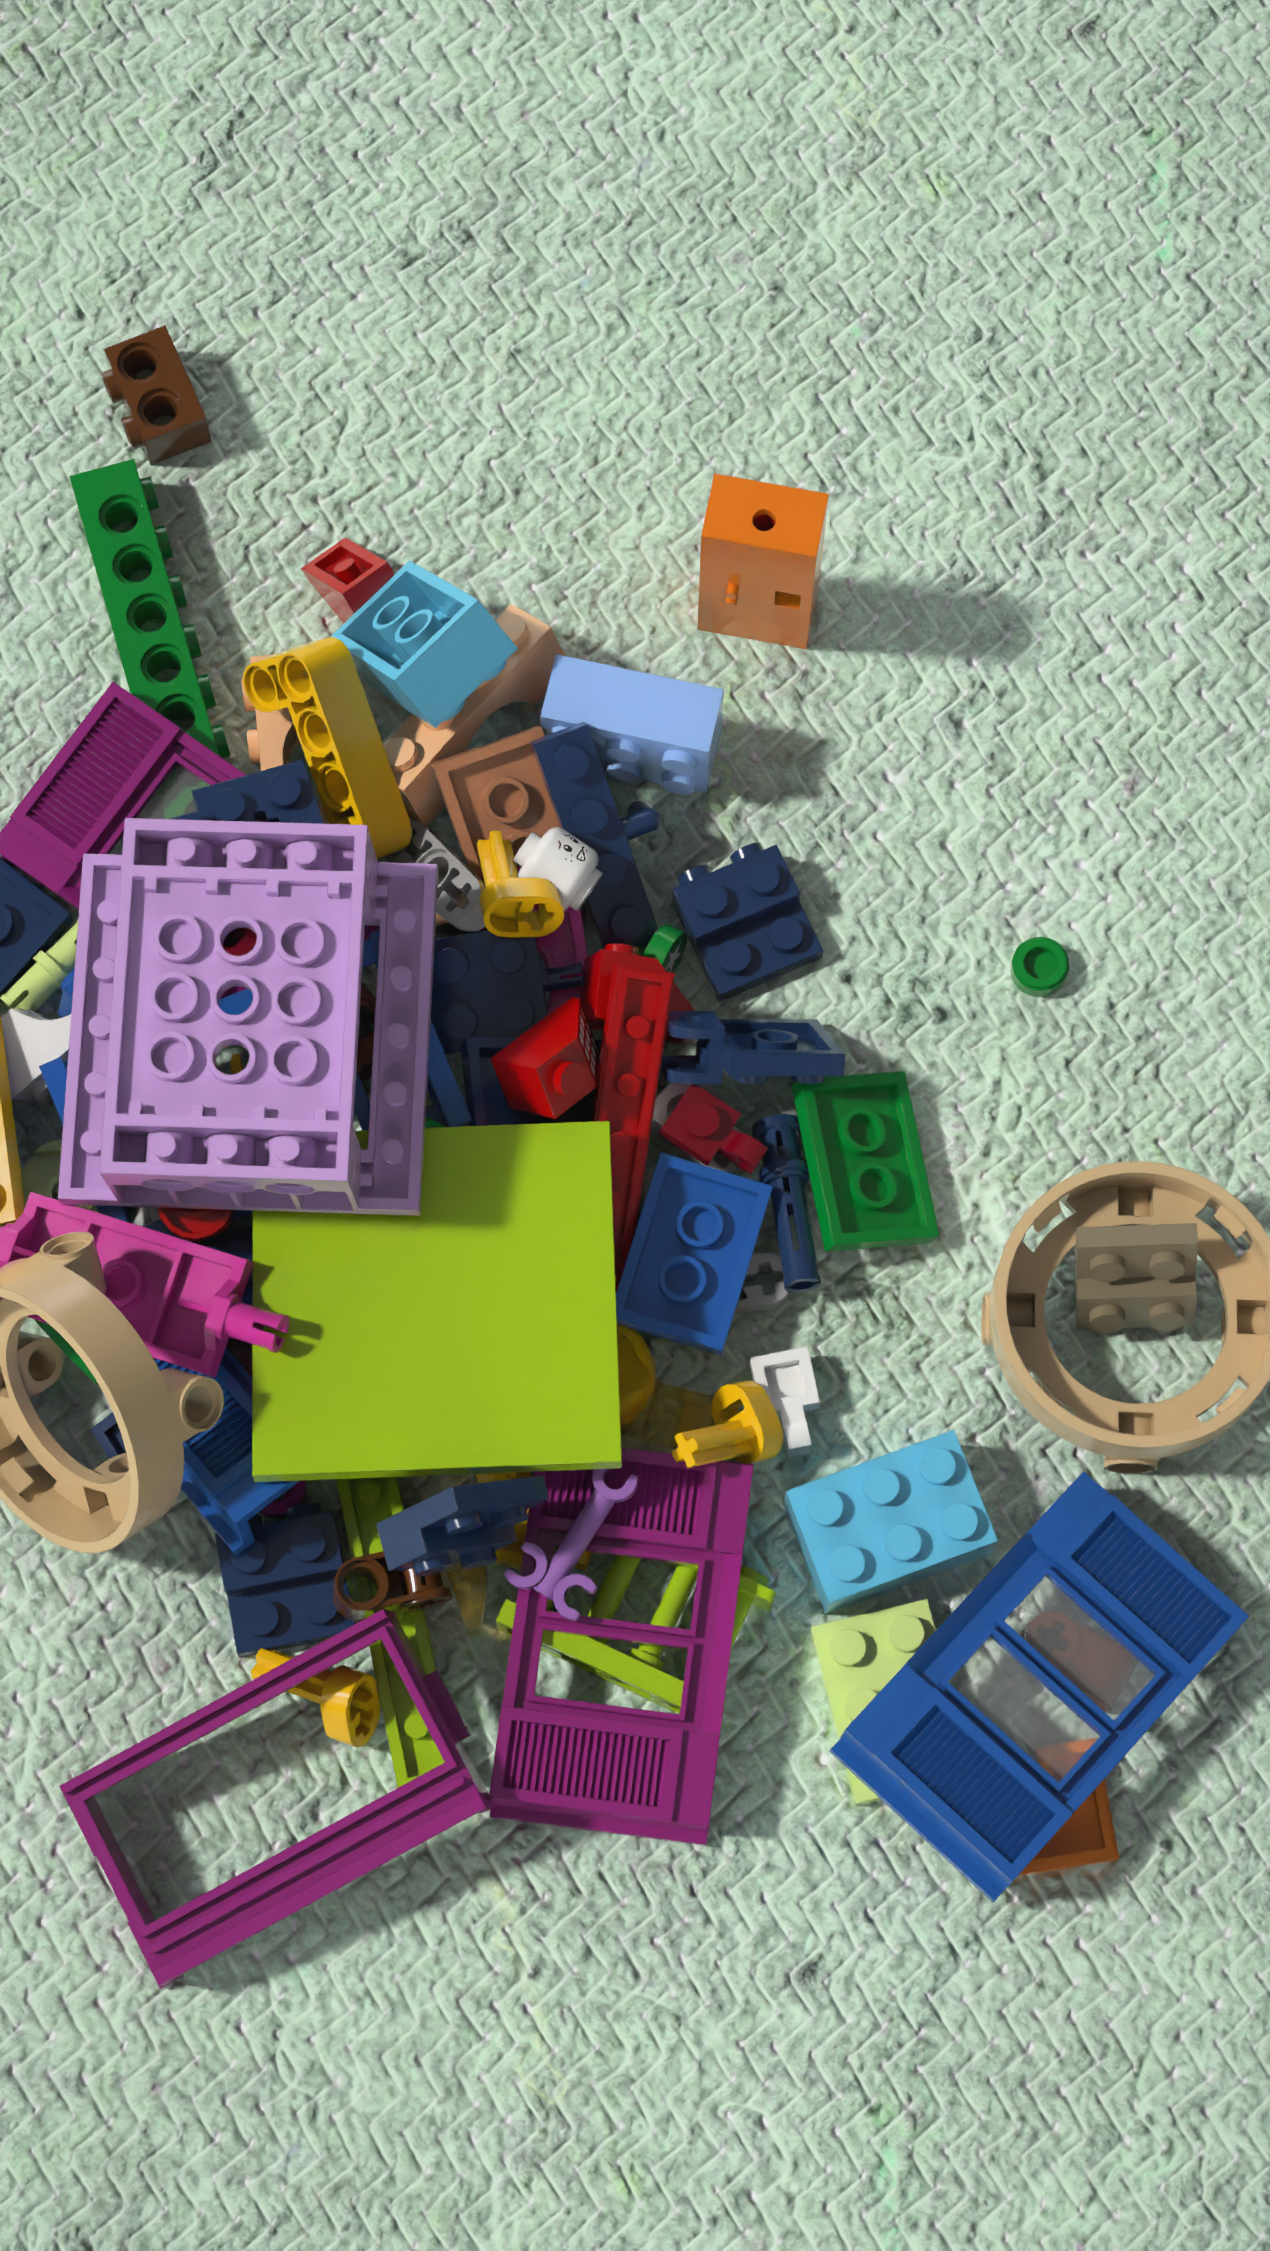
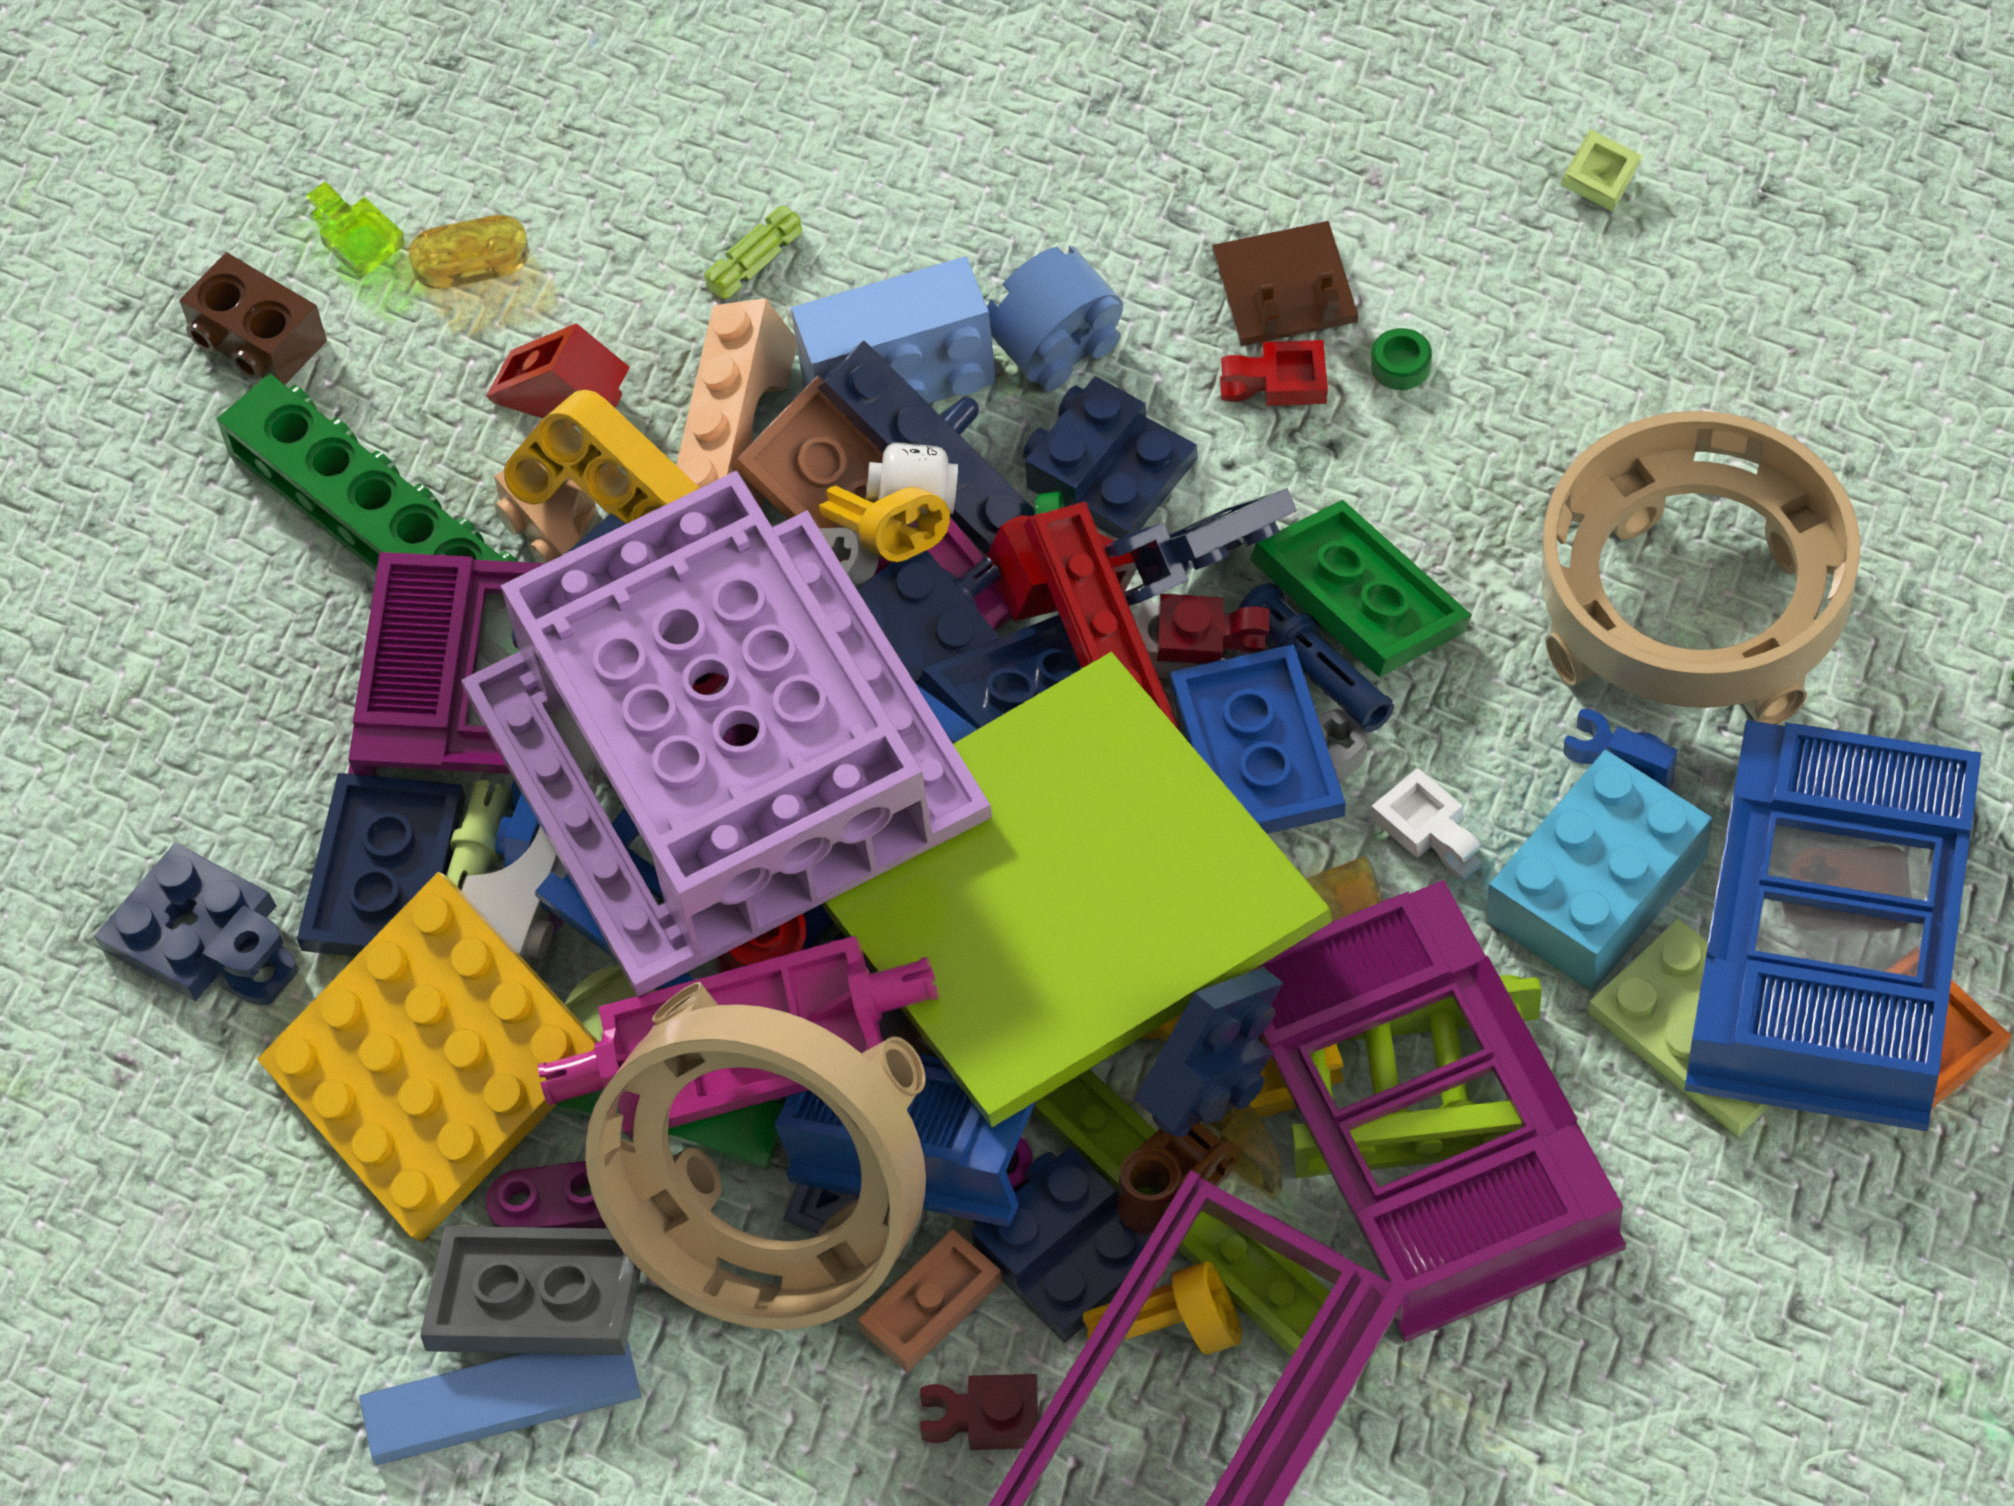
camera: 25 degrees left, 15 degrees down
(149, 1685) = (995, 1412): none -> dark red plate
(156, 1566) = (930, 1300): none -> nougat plate
(285, 359) = (354, 233): none -> clear neon green plate
(366, 428) = (469, 252): none -> clear yellow plate
(425, 644) = (668, 354): medium azure brick -> none
(550, 1063) = (1019, 642): red slope -> none
(554, 1578) = (1326, 1072): medium lavender bar -> none
(586, 561) = (753, 252): none -> lime axle
(744, 1435) = (1417, 863): yellow piece -> none
(761, 560) = (929, 138): orange brick -> none
(777, 771) = (1055, 316): none -> medium blue brick
(937, 928) = (1285, 372): none -> red plate
(984, 1443) = (1639, 749): none -> blue plate
(989, 843) = (1284, 283): none -> reddish brown plate
(1135, 1277) = (1675, 540): dark tan plate -> none

